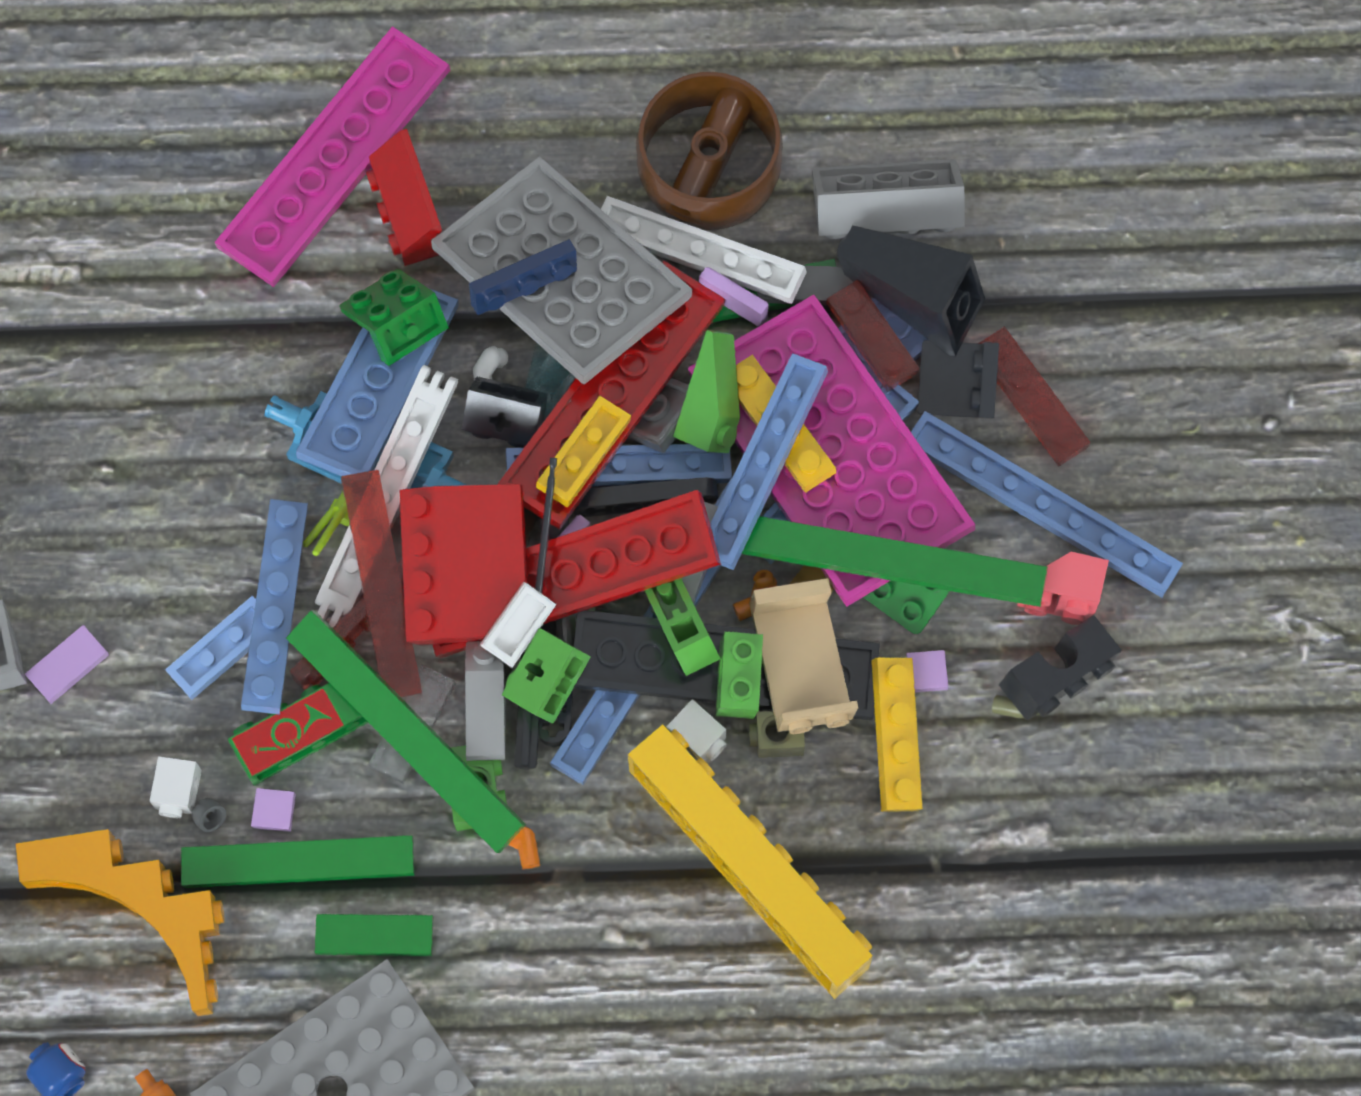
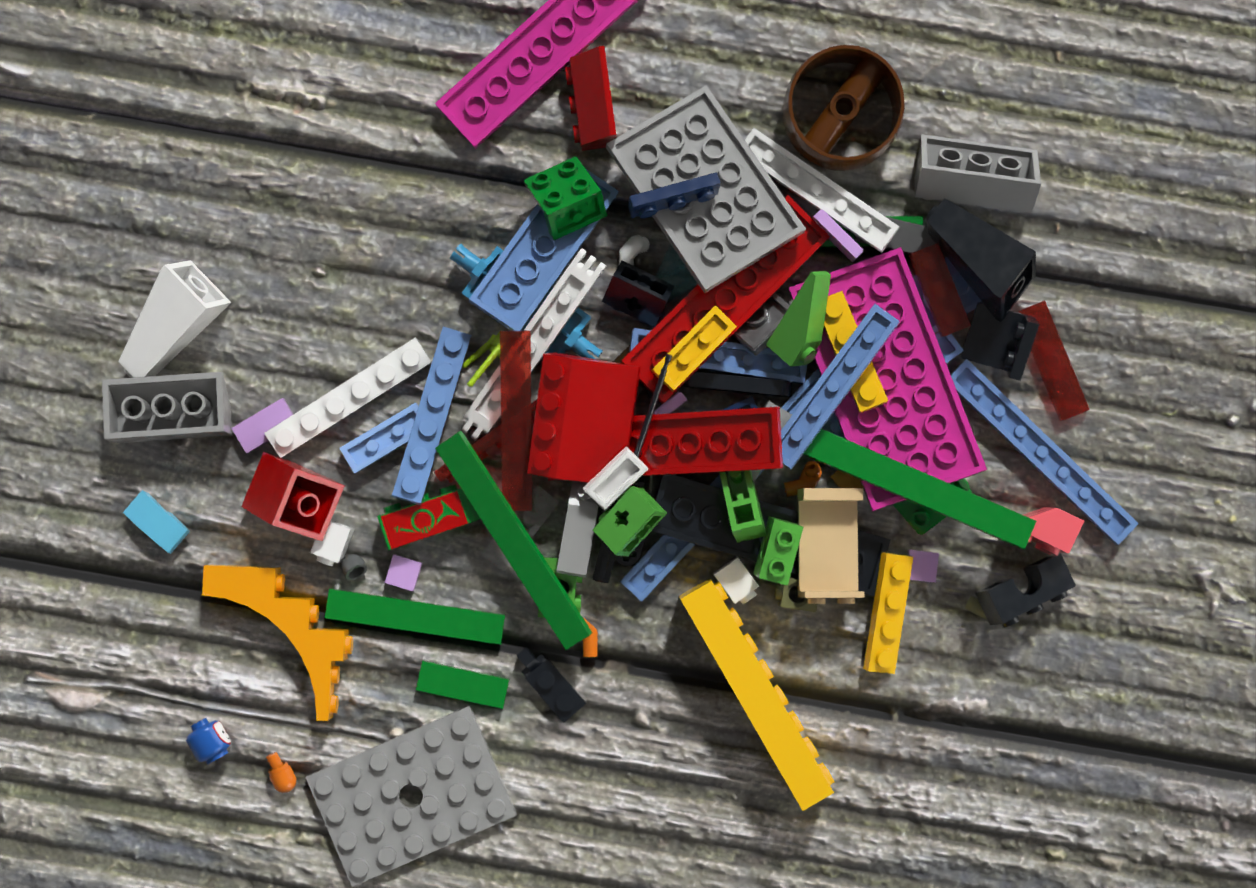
camera: 10 degrees right, 15 degrees up
(116, 734) = (292, 497): none -> red slope
(165, 608) = (347, 397): none -> white plate
(487, 912) = (551, 685): none -> black hinge

